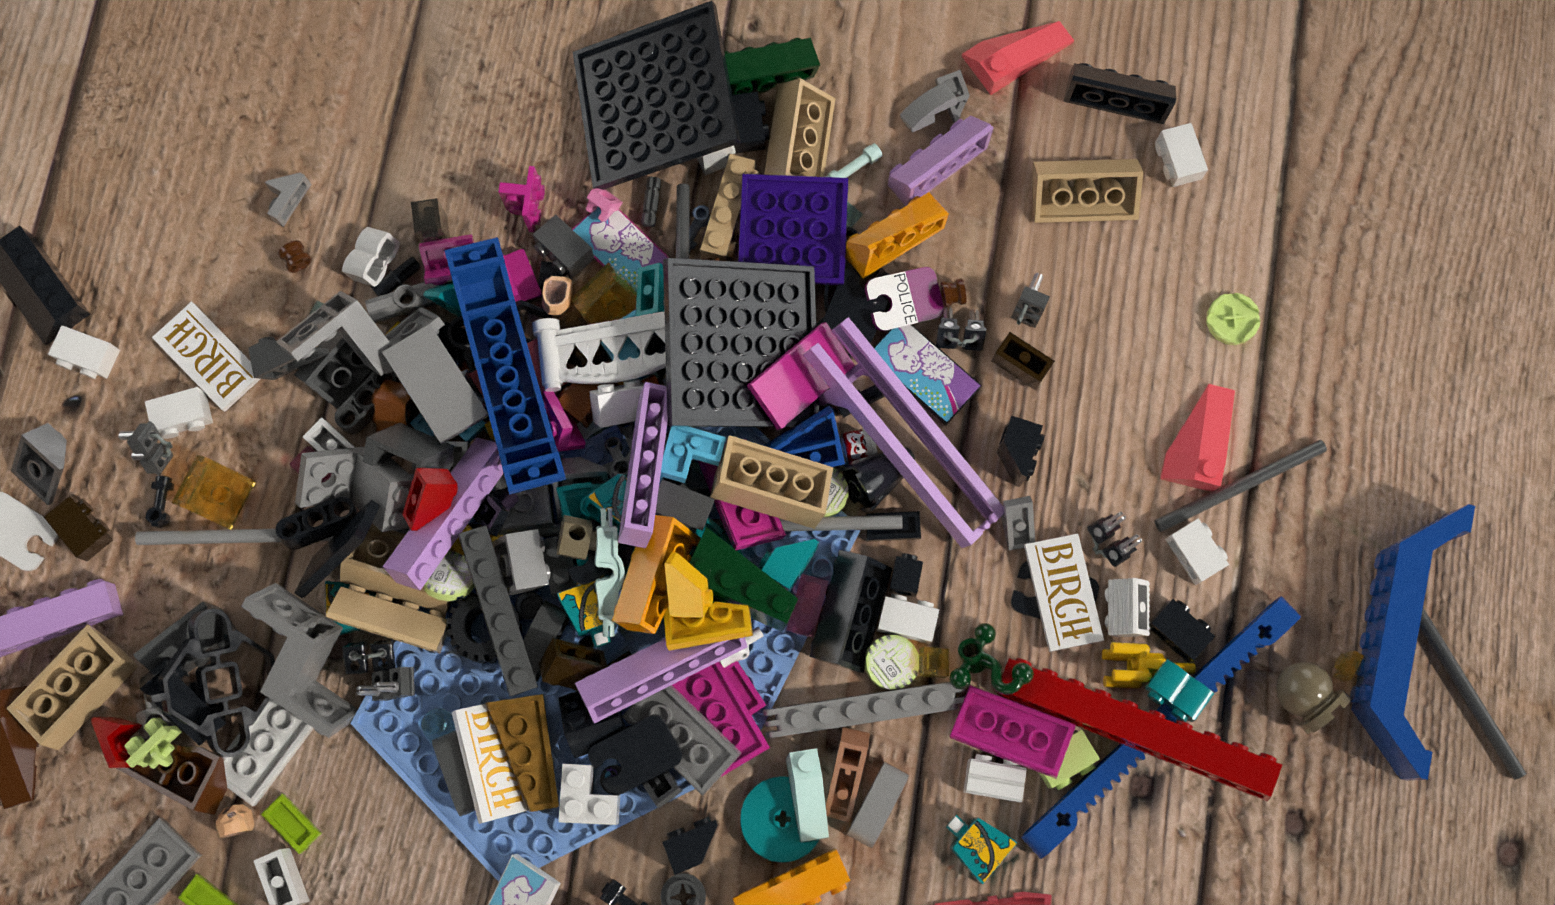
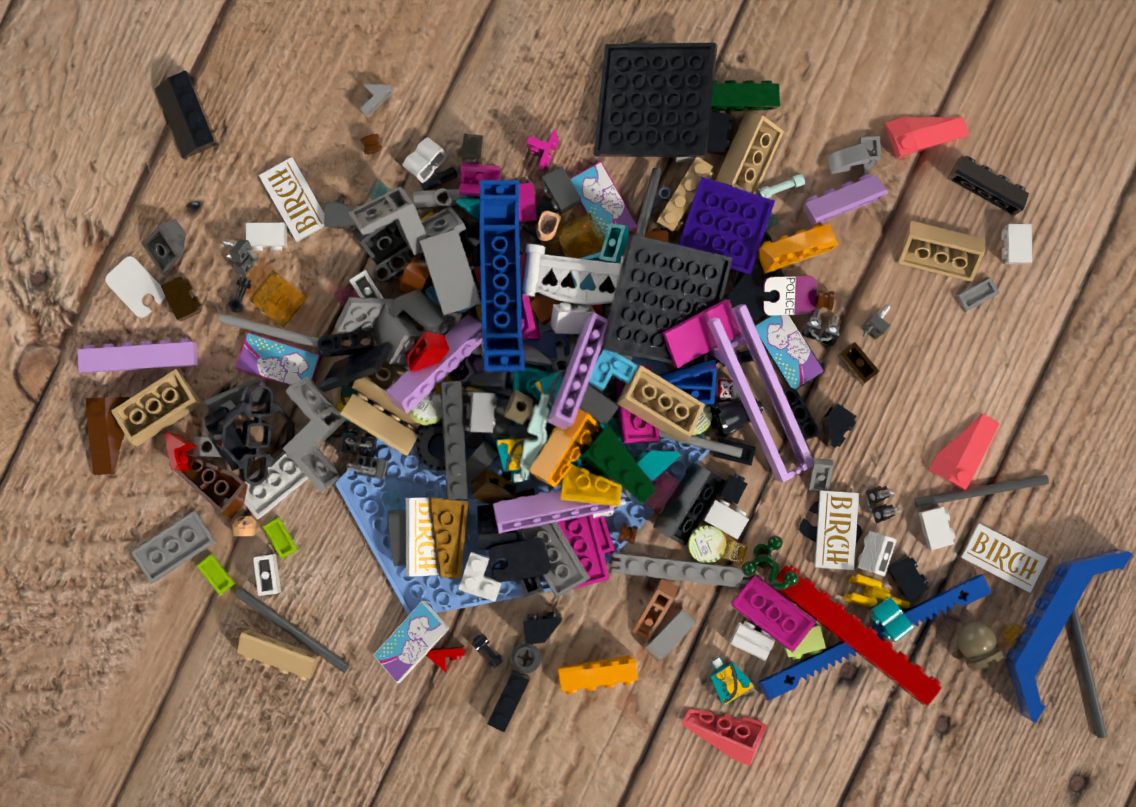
camera: 15 degrees right, 10 degrees up
(83, 352) = (209, 173): white brick -> none
(156, 748) = (195, 466): yellowish green hips -> none
(229, 575) = (276, 360): none -> tile
(605, 201) = (599, 165): bright pink tile -> none
(651, 201) = (631, 173): dark grey axle -> none
(686, 588) = (584, 464): yellow slope -> none
(761, 829) = (617, 619): teal piece -> none
(777, 676) = (628, 533): none -> reddish brown wheel
(808, 794) = (626, 615): light aqua slope -> none
(976, 453) = (806, 419): none -> black beam
(1150, 233) = (977, 294): none -> light grey tile
(1233, 318) = (1015, 372): yellowish green tile -> none
(1301, 567) = (1004, 557): none -> white tile

